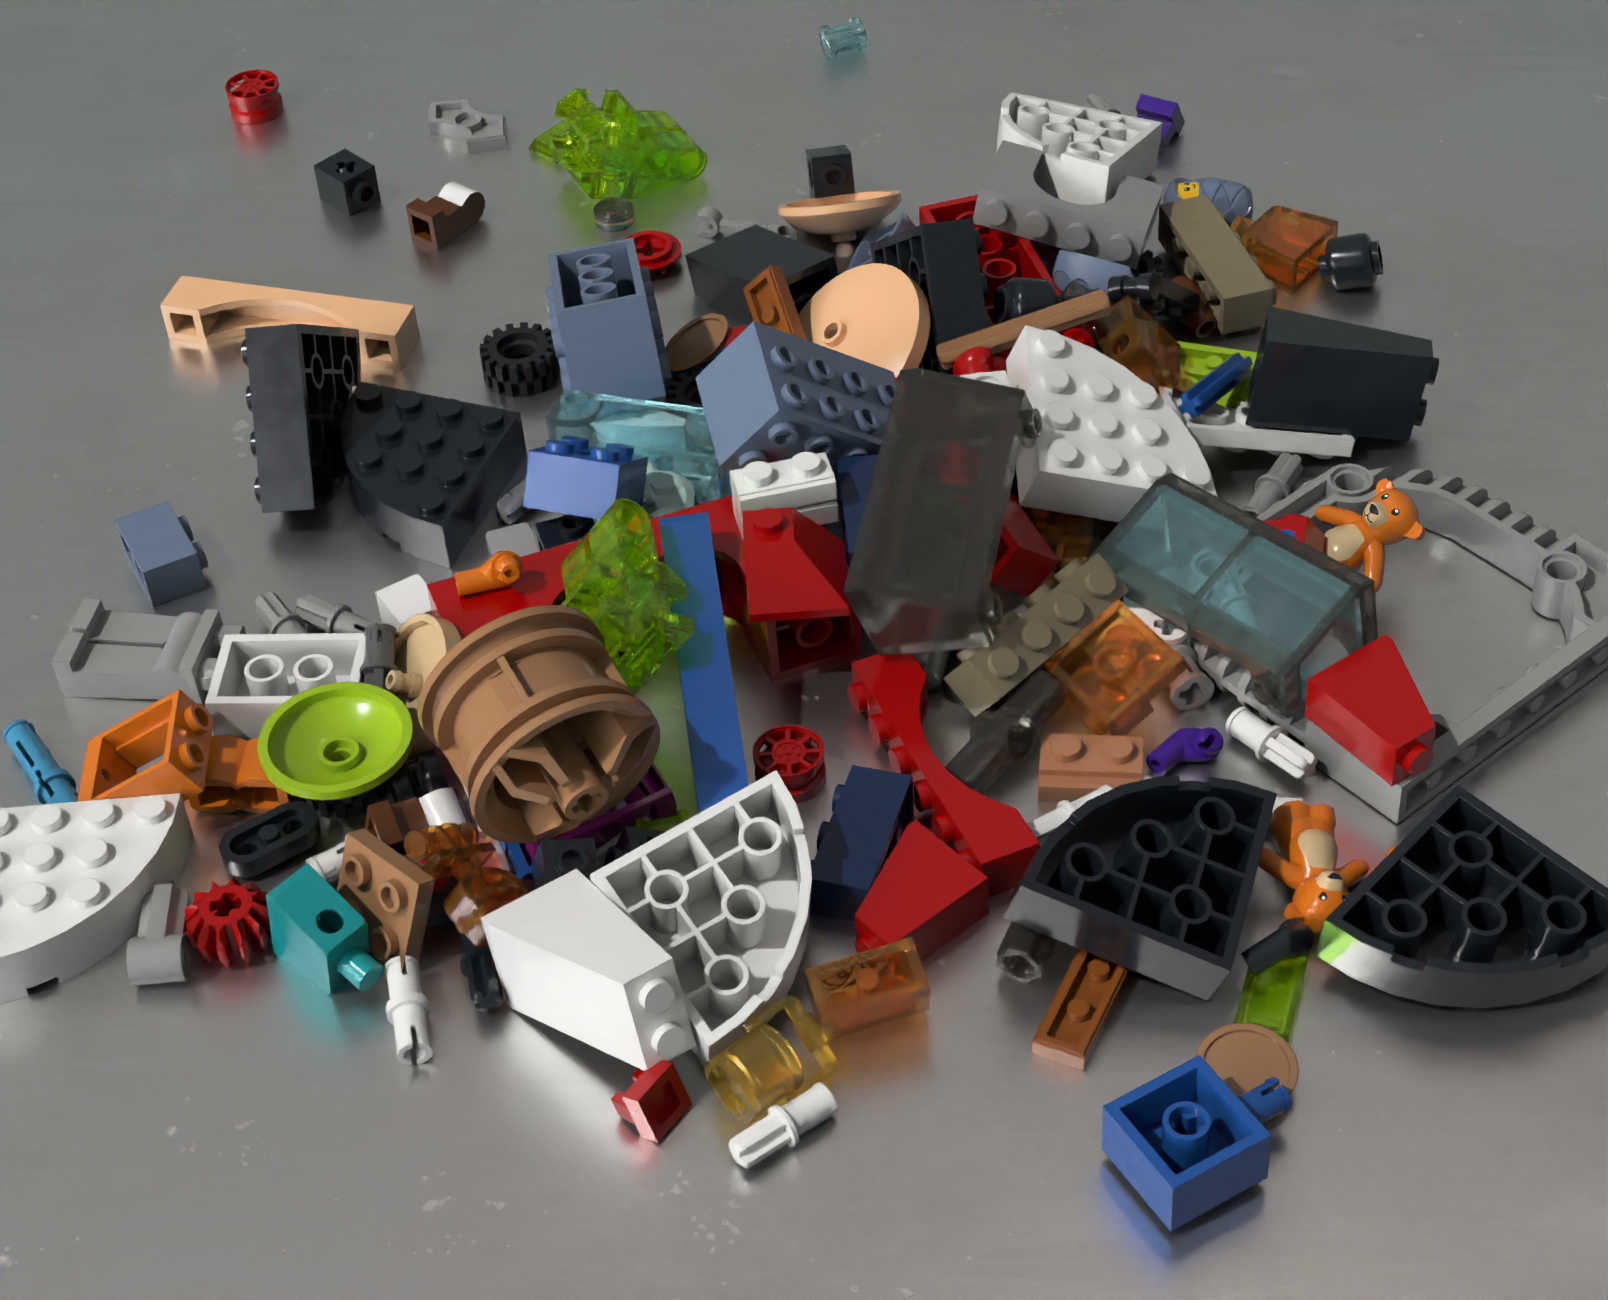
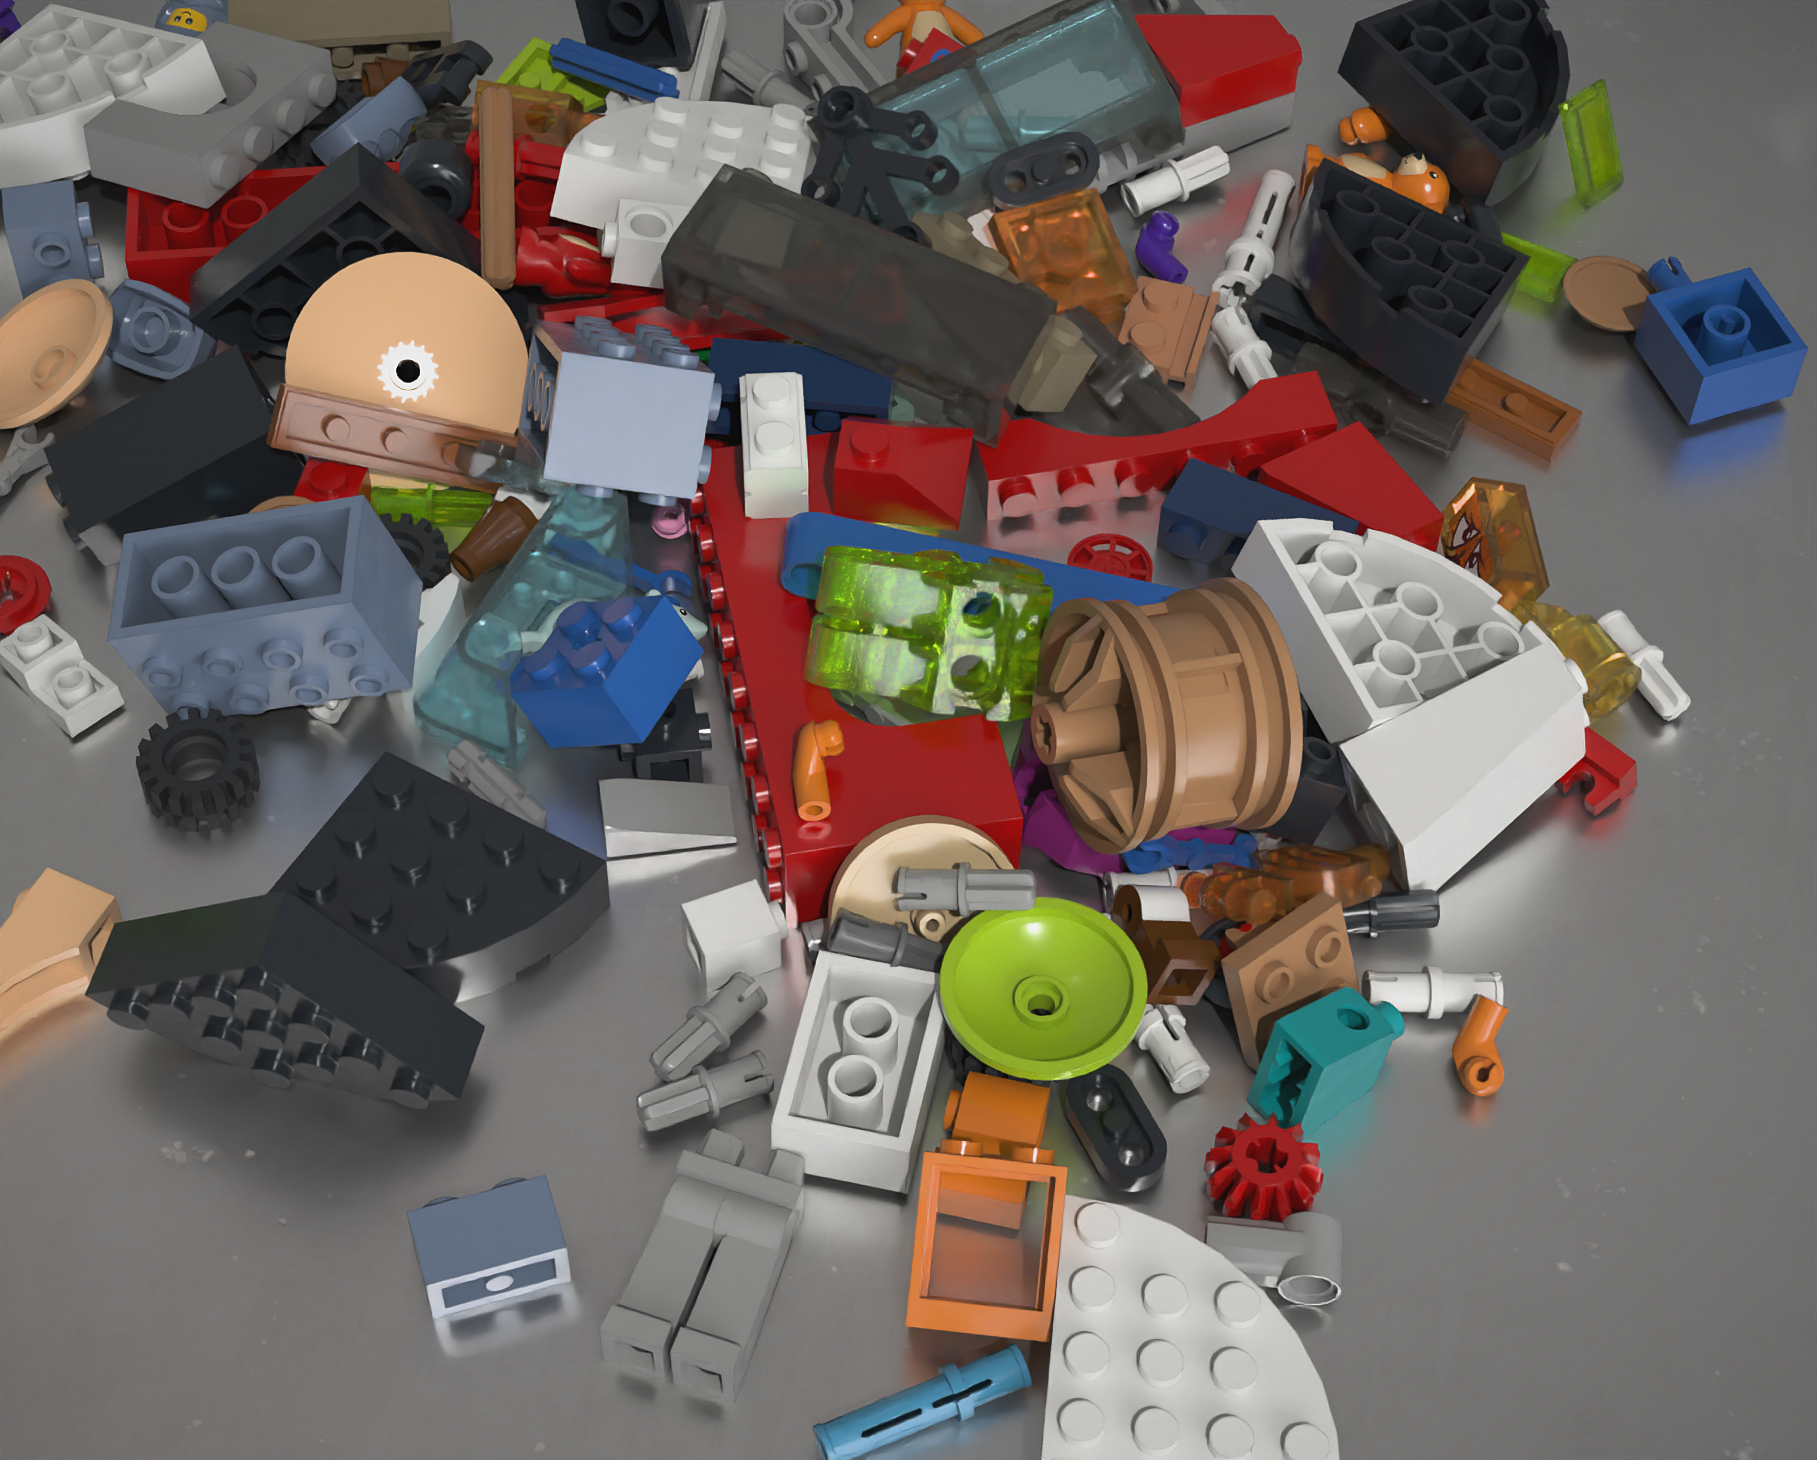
camera: 85 degrees left, 10 degrees up
(355, 1045) = (1476, 1049): none -> orange arm
(406, 676) = (966, 889): none -> light grey axle
(933, 171) = (50, 235): none -> sand blue brick
(1116, 511) = (873, 165): none -> black plant
(1173, 615) = (1039, 170): none -> black plate
(1430, 1016) = (1591, 141): none -> clear neon green tile

